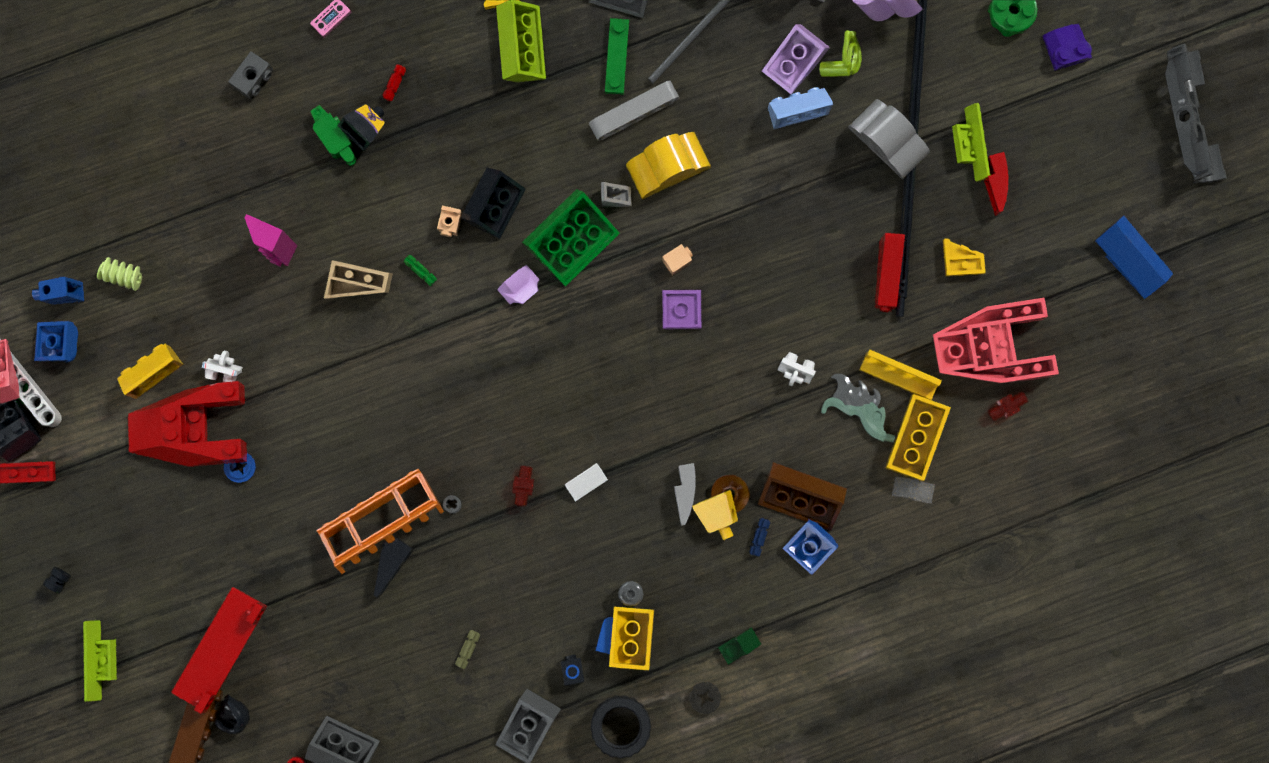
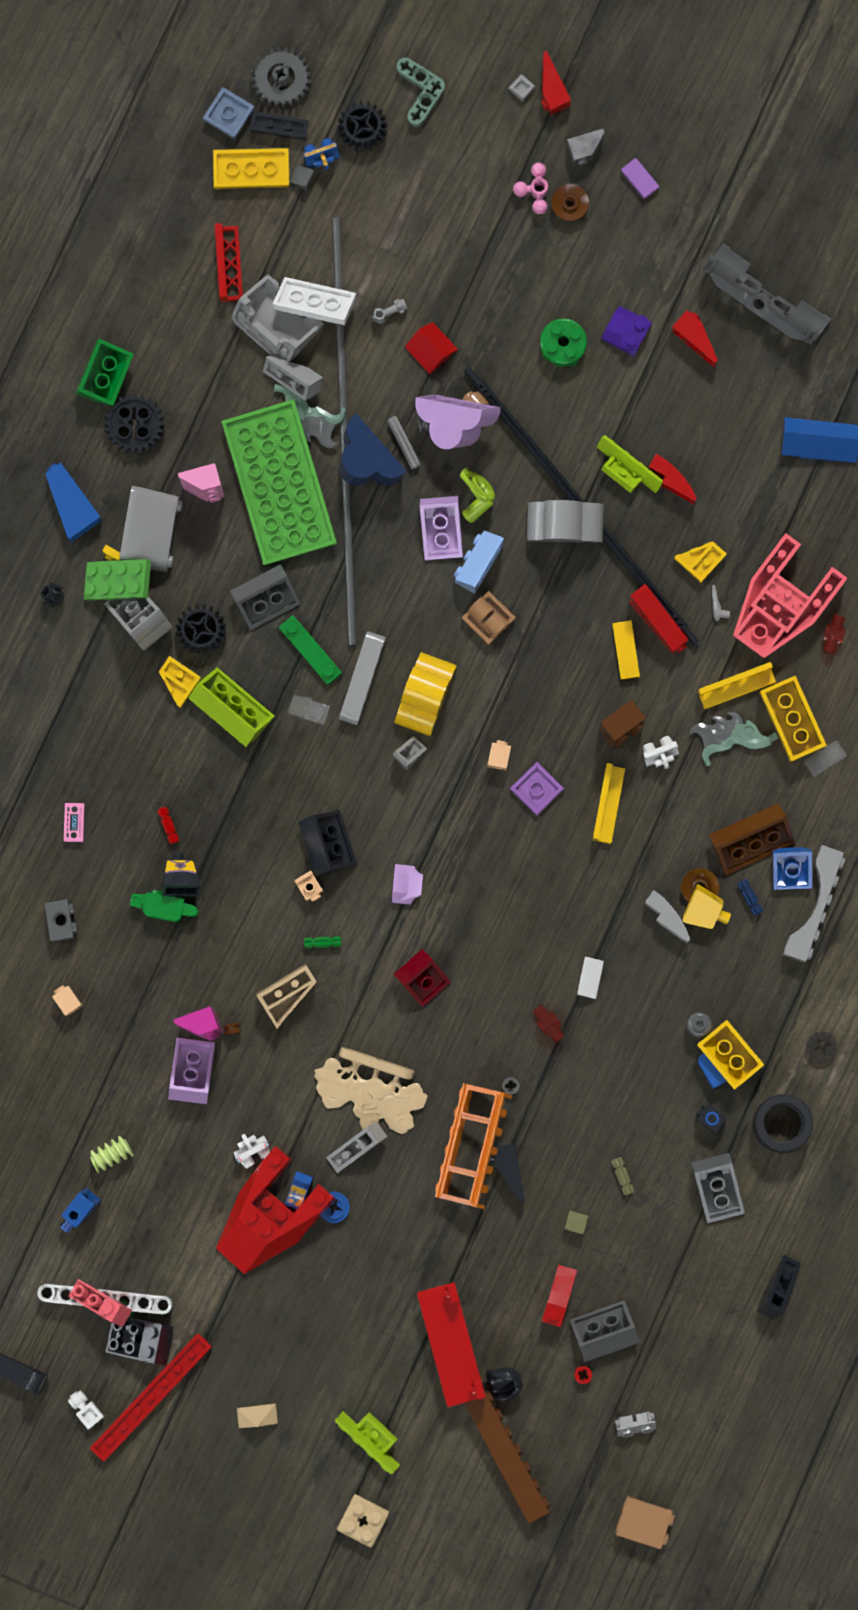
camera: 35 degrees left, 0 degrees up
(35, 562) = (257, 1416): none -> tan slope
(46, 716) = (368, 1532): none -> tan brick
(56, 341) = (113, 1247): blue slope -> none
(56, 580) = (284, 1412): black wheel -> none
(149, 371) = (201, 1202): yellow slope -> none
(199, 136) = (66, 1000): none -> light nougat brick
(227, 429) = (298, 1190): none -> blue leg
(235, 270) = (191, 1071): none -> lavender slope
(294, 269) = (232, 1028): none -> reddish brown bush
(298, 439) = (356, 1147): none -> light grey slope
(334, 691) = (559, 1295): none -> red slope
(345, 415) = (371, 1097): none -> tan plant
(400, 649) = (576, 1222): none -> olive slope
(464, 364) = (422, 977): none -> dark red slope
(571, 237) = (407, 813): green slope -> none
(574, 97) = (308, 709): none -> clear slope
(722, 370) = (608, 804): none -> yellow fence
(739, 646) = (810, 987): dark green slope -> none
(766, 153) = (488, 617): none -> medium nougat plate
(788, 320) = (622, 724): none -> reddish brown brick
(838, 569) = (826, 866): none -> light grey arch
(843, 272) = (626, 650): none -> yellow tile
(937, 309) = (717, 612): none -> light grey bar
(1114, 91) = (692, 332): none -> red slope

